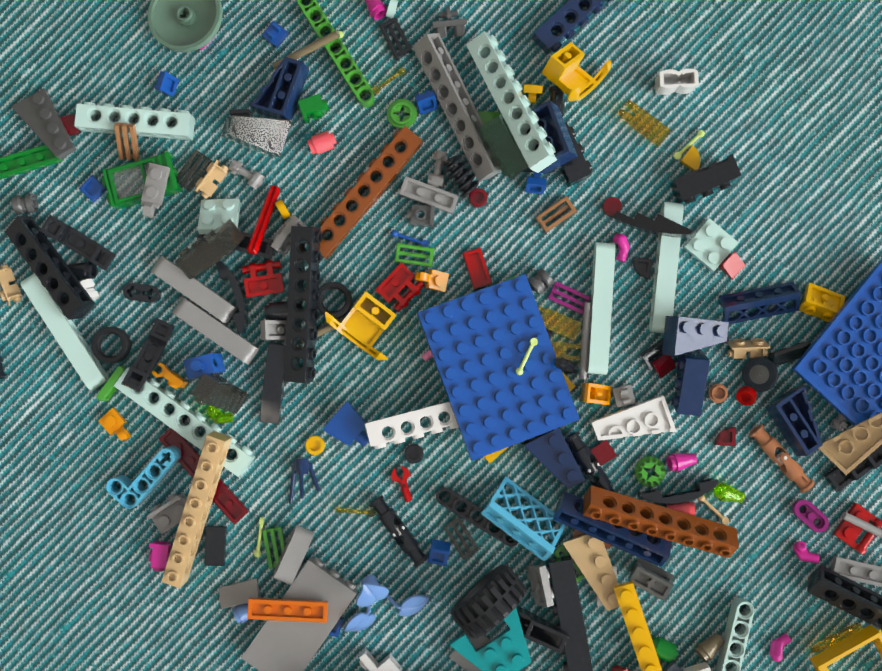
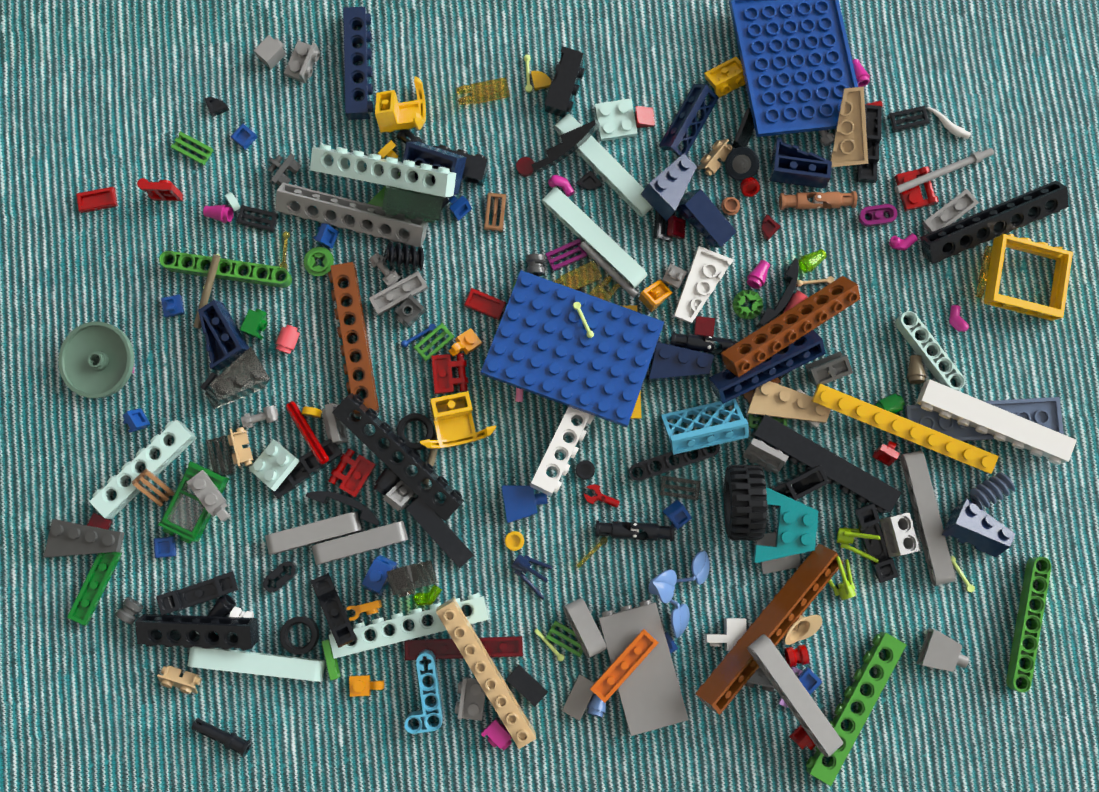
camera: 55 degrees left, 5 degrees down
(209, 250) = (294, 492): clear smoke wedge -> none
(478, 198) = (432, 258): dark red tile -> none
(566, 365) = (615, 298): black axle -> none
(674, 81) = (475, 41): white brick -> none

